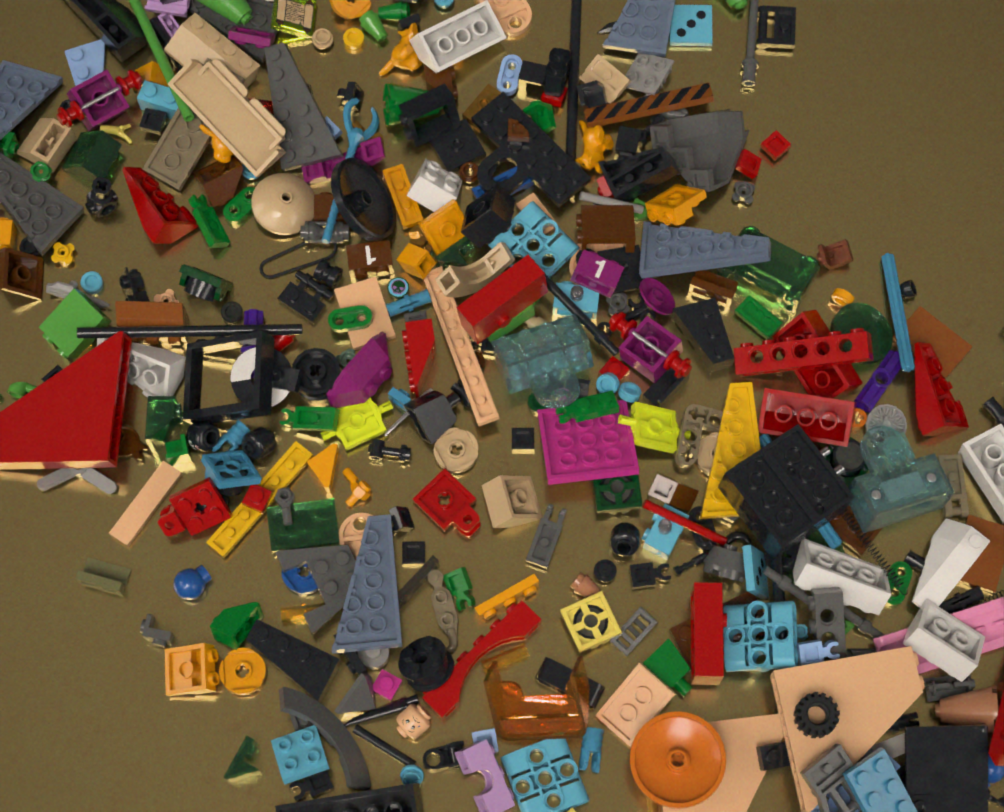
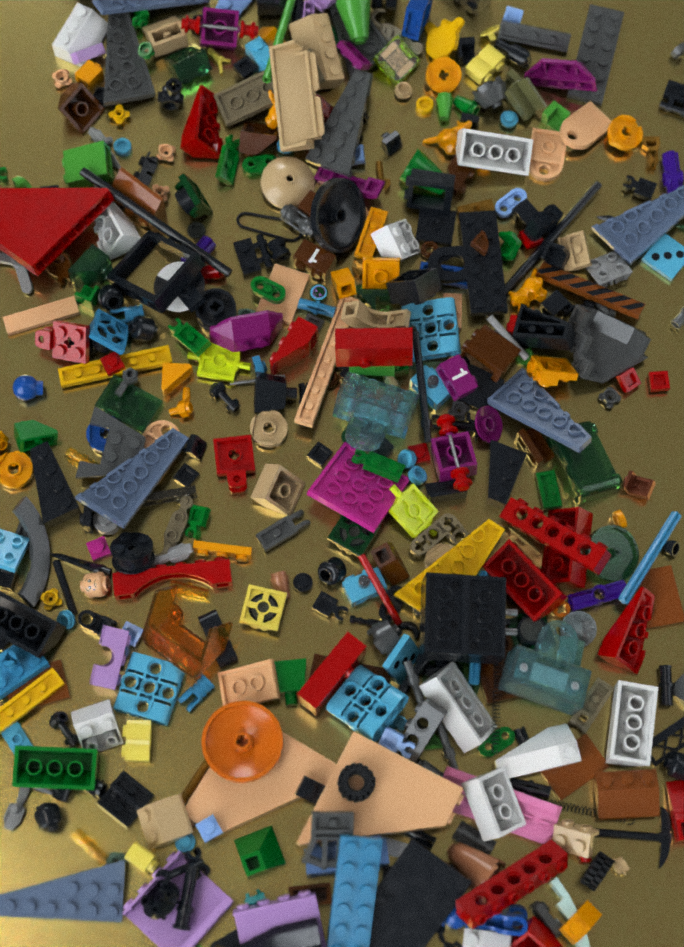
camera: 35 degrees right, 0 degrees up
(140, 252) = (162, 148): none -> light nougat plate
(355, 137) = (369, 170): dark azure piece -> none
(359, 697) = (73, 541): dark grey slope -> none
(379, 761) = (53, 593): none -> yellow plate
(466, 634) = (175, 554): none -> light grey piece
(646, 629) = (296, 628): dark grey slope -> none

